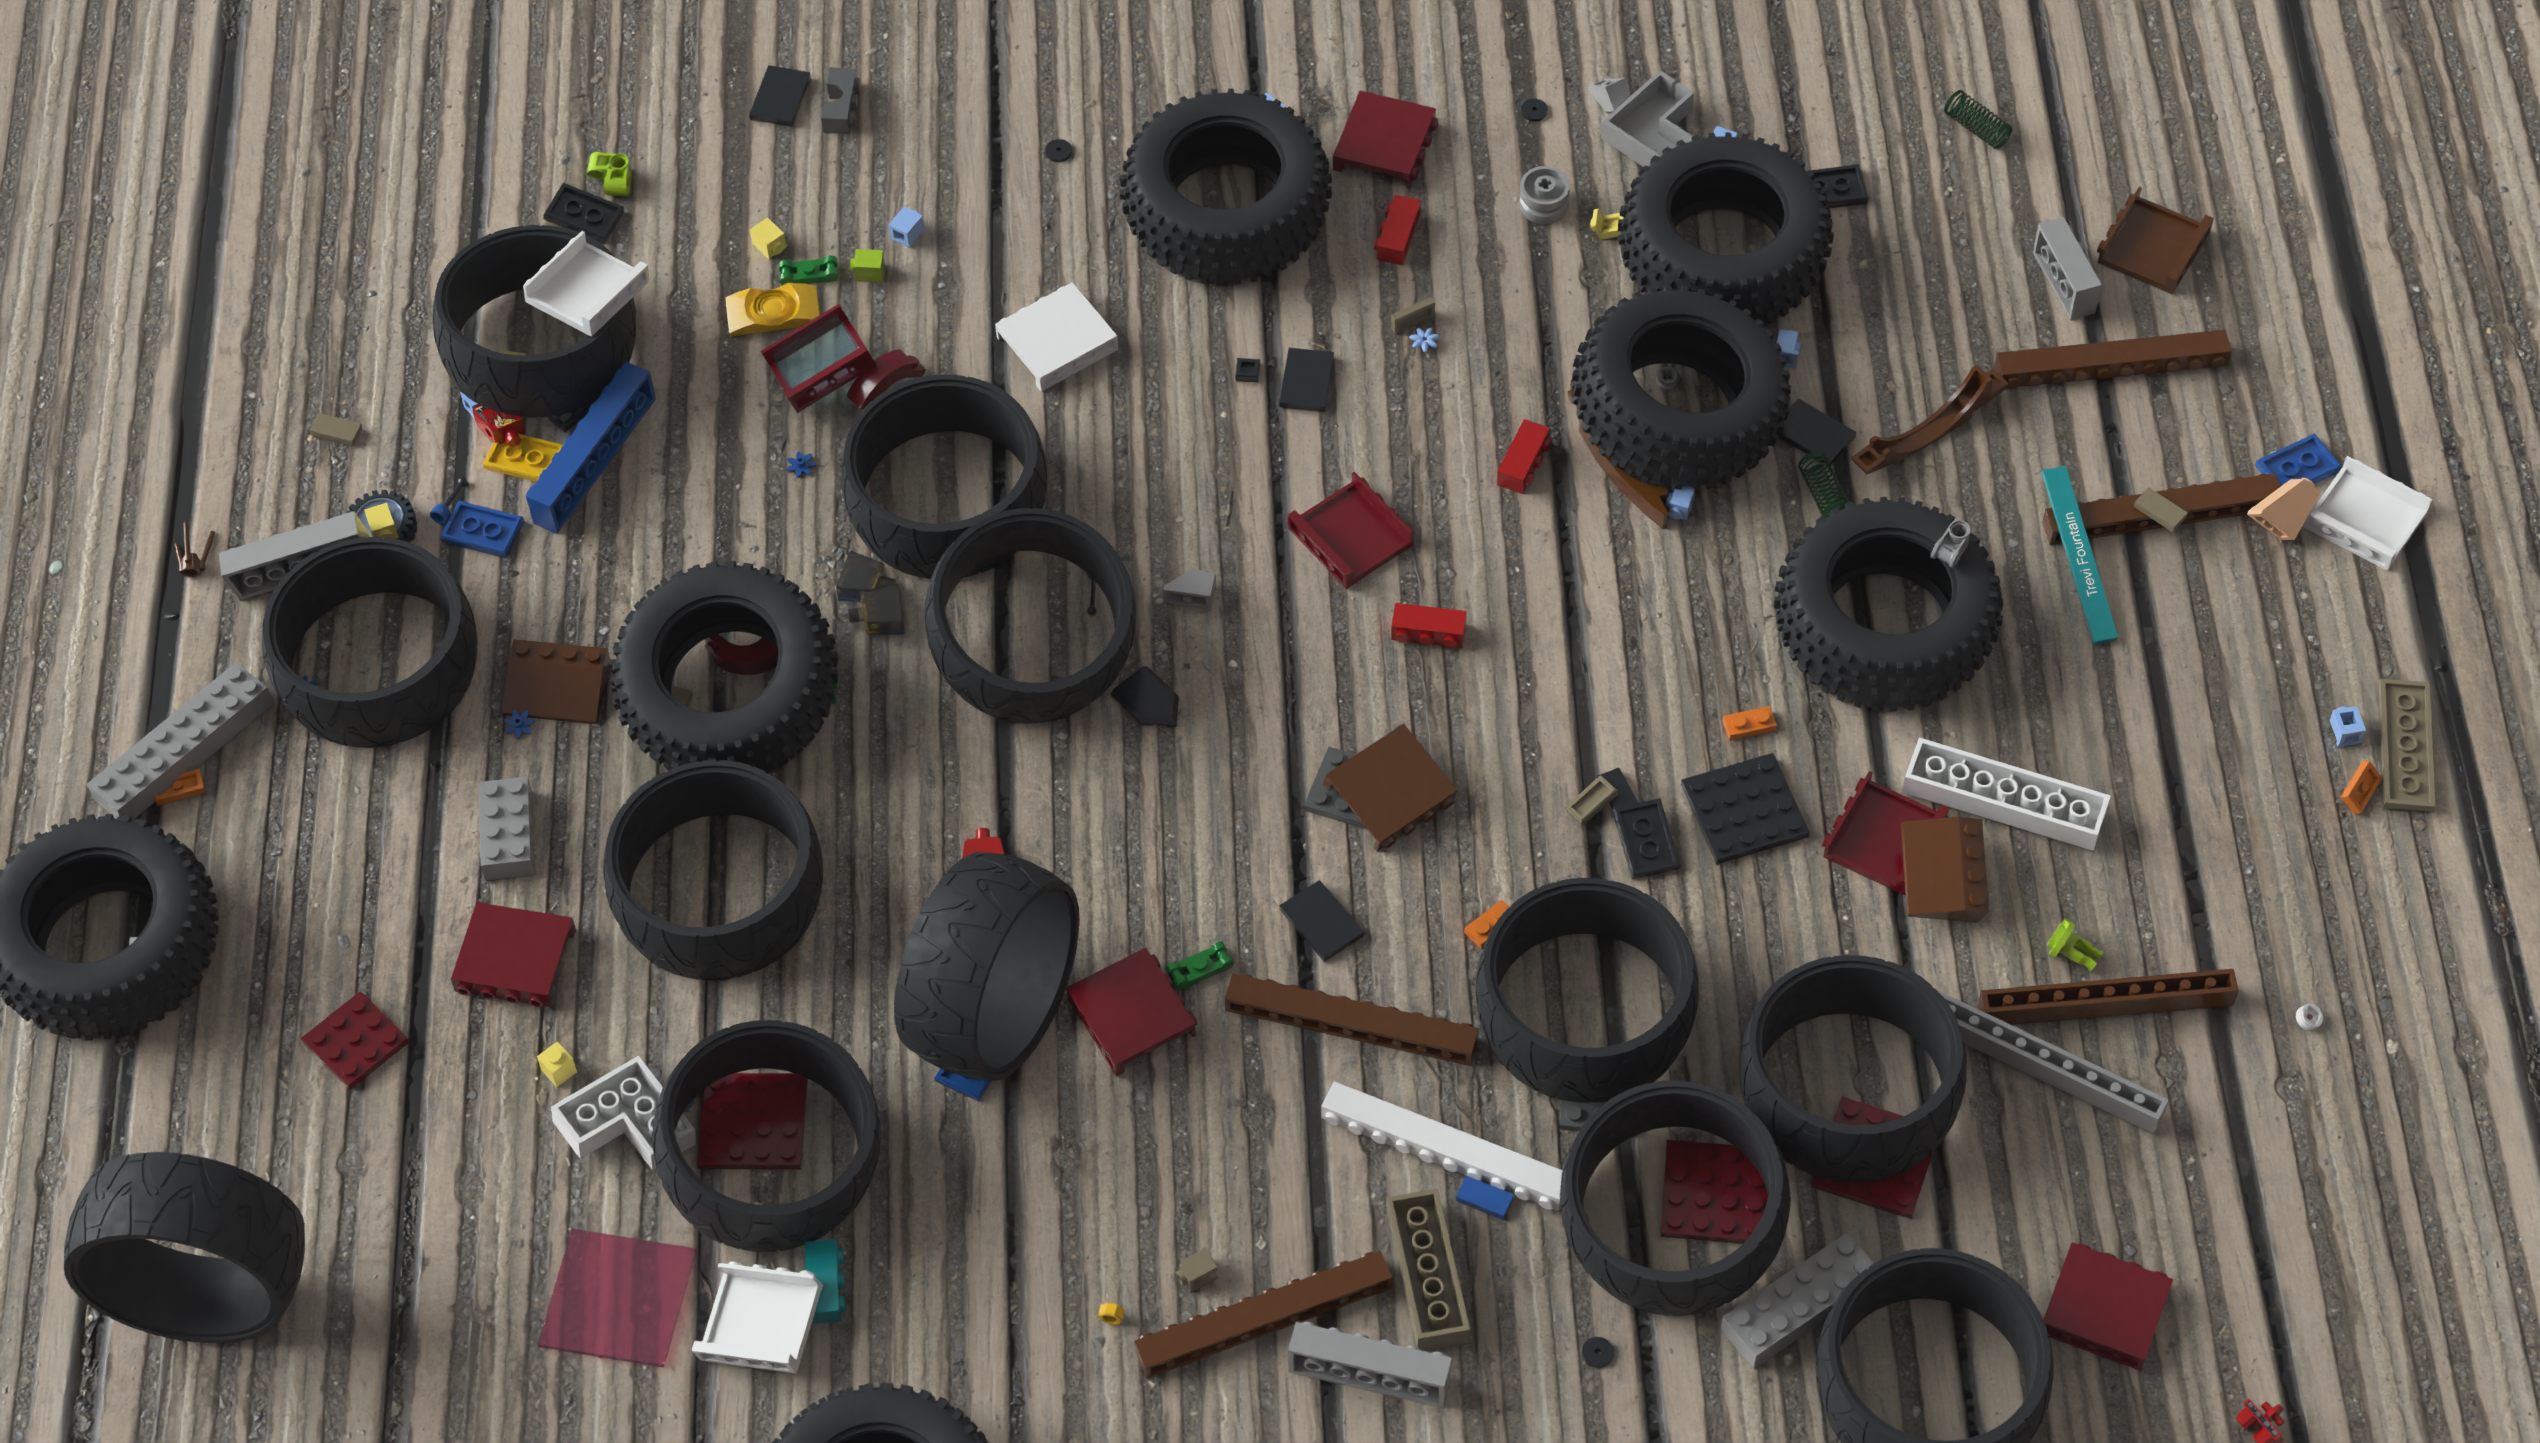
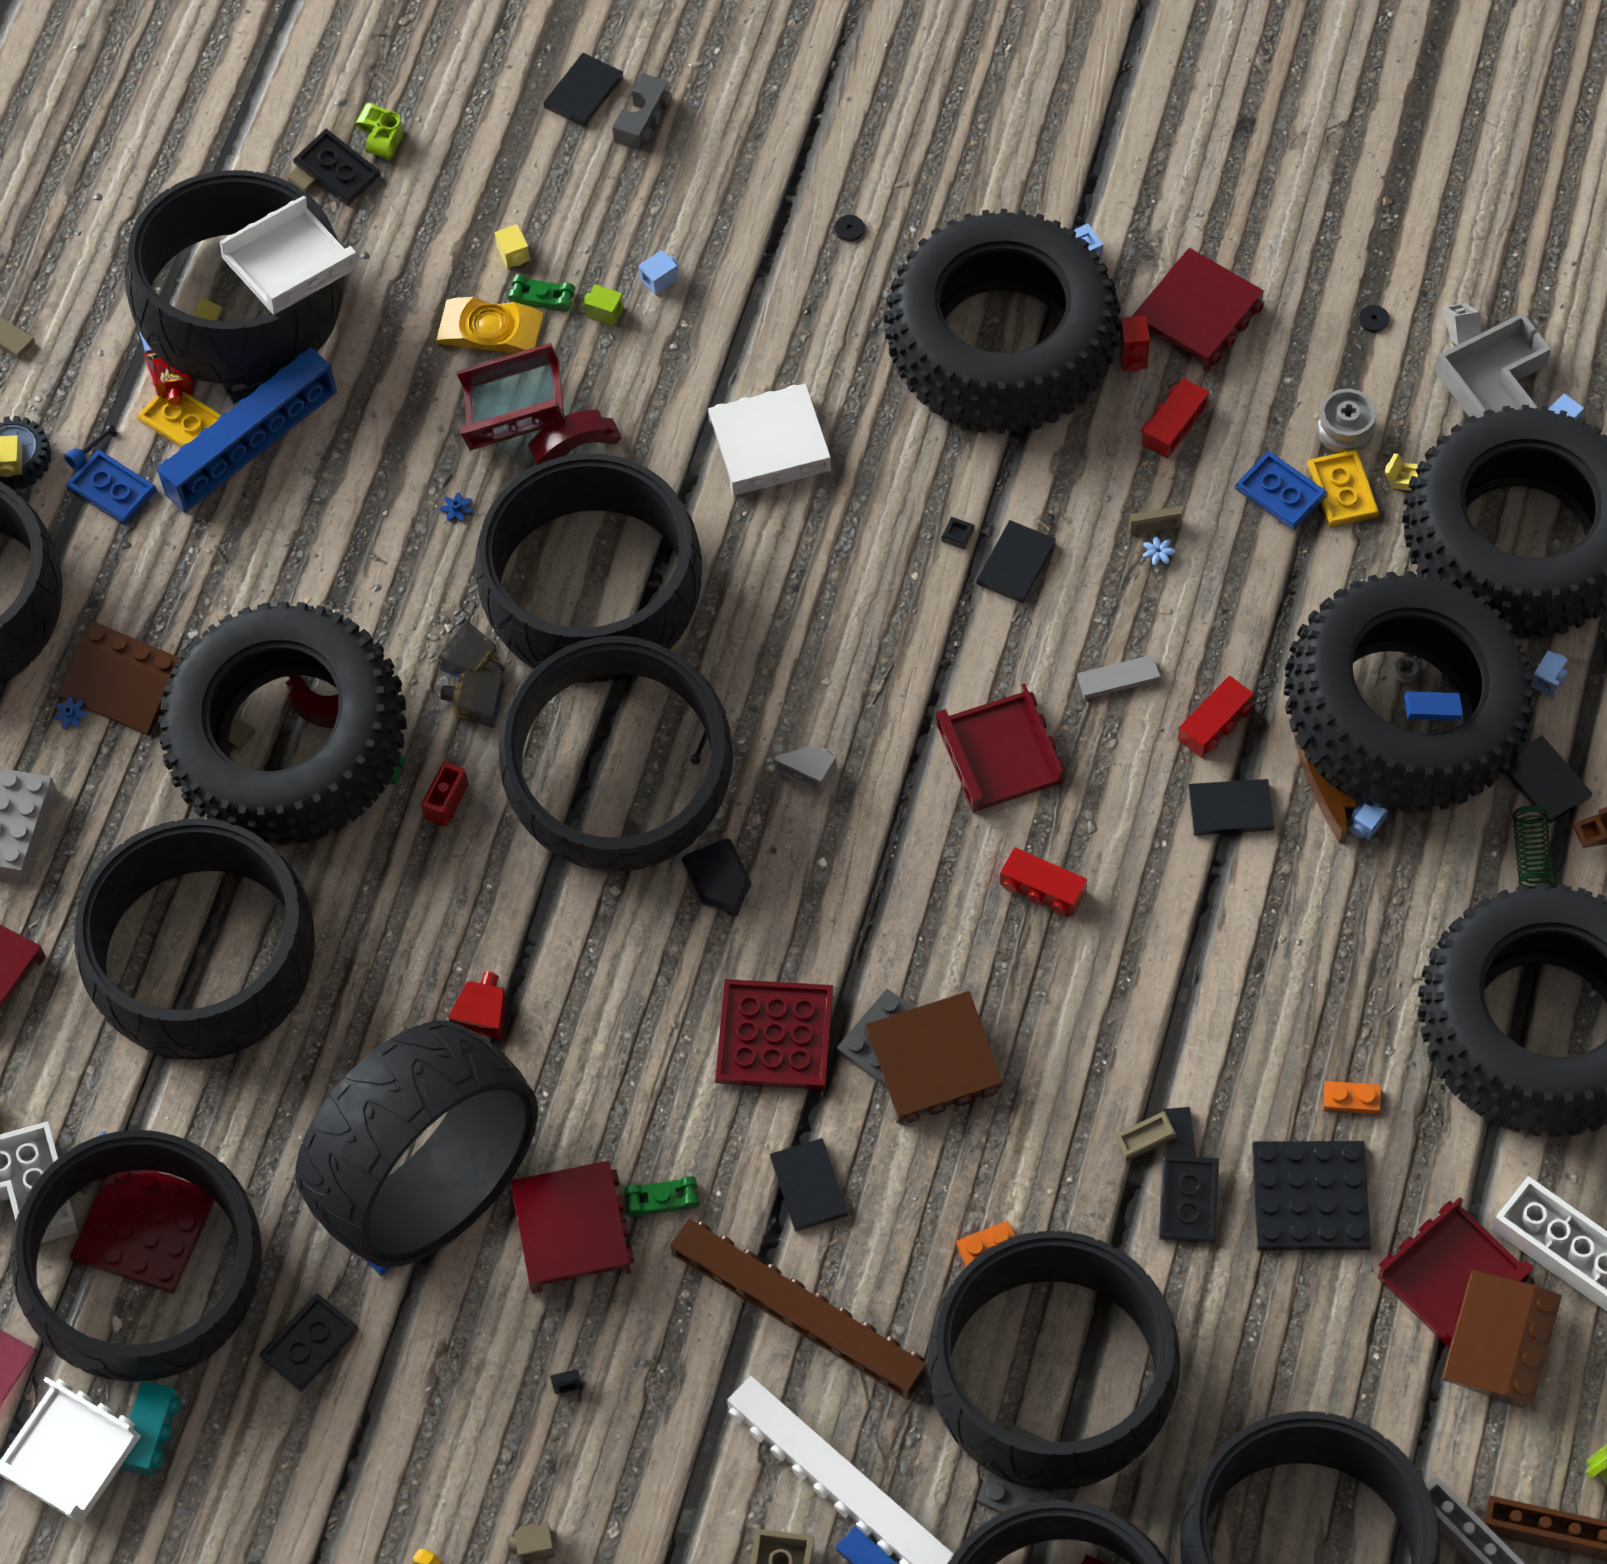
camera: 20 degrees right, 5 degrees up
(885, 696) = (444, 794): none -> red brick
(937, 1171) = (308, 1342): none -> black tile
(1175, 1135) = (566, 1381): none -> black tile
(1246, 809) = (774, 1034): none -> dark red plate
(1344, 178) = (1134, 343): none -> red brick
(1428, 448) = (1118, 677): none -> light grey tile
(1509, 264) = (1281, 490): none -> blue tile
(1560, 250) = (1347, 488): none -> yellow tile
(1562, 524) = (1231, 807): none -> black tile
(1711, 387) = (1433, 706): none -> blue tile

